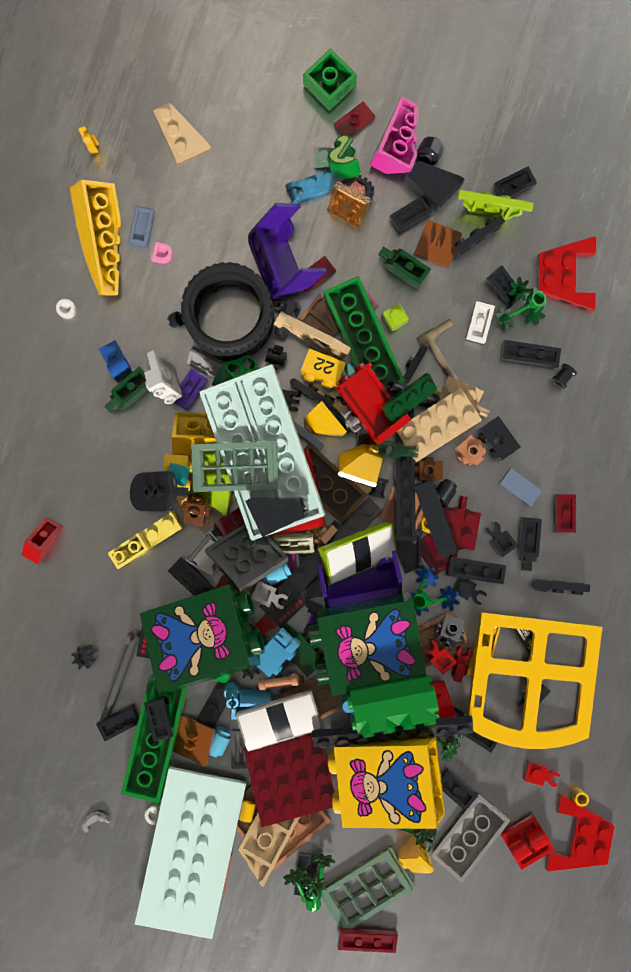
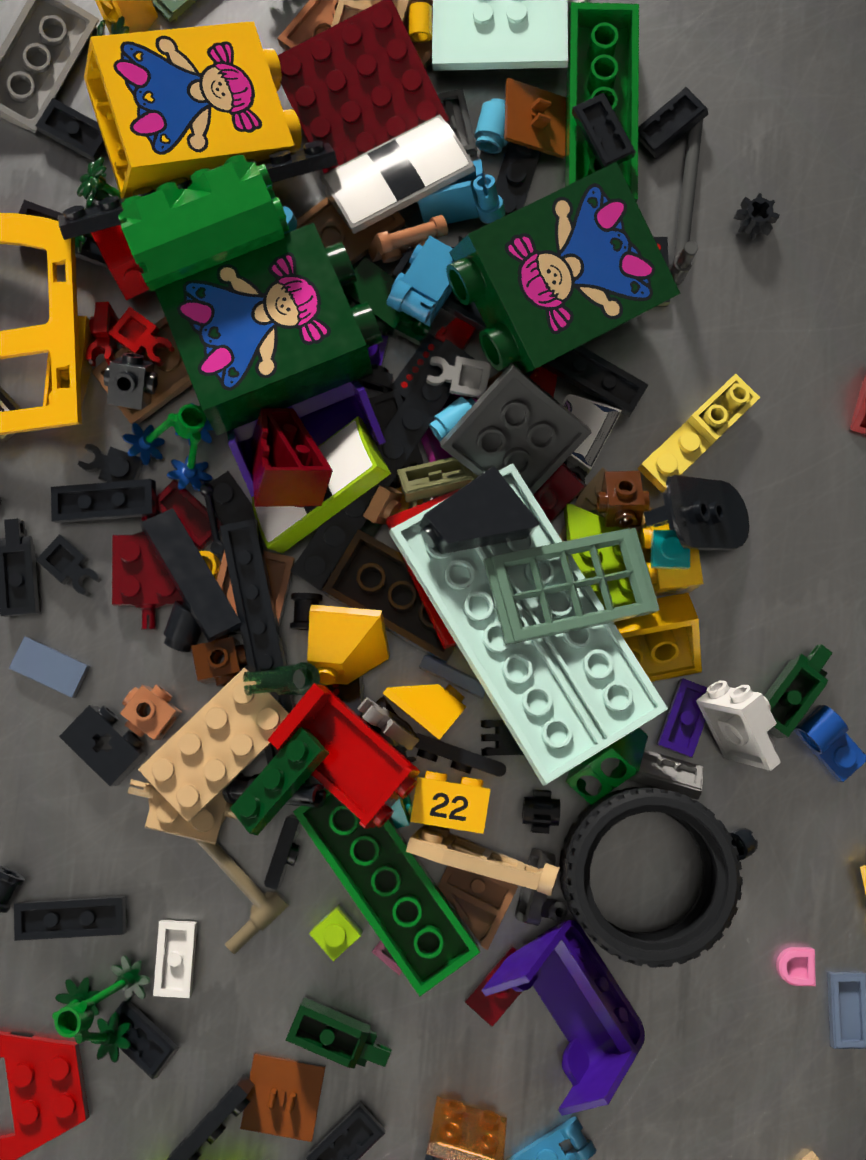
camera: 170 degrees right, 5 degrees down
(373, 566) = (287, 462): none -> dark red wedge

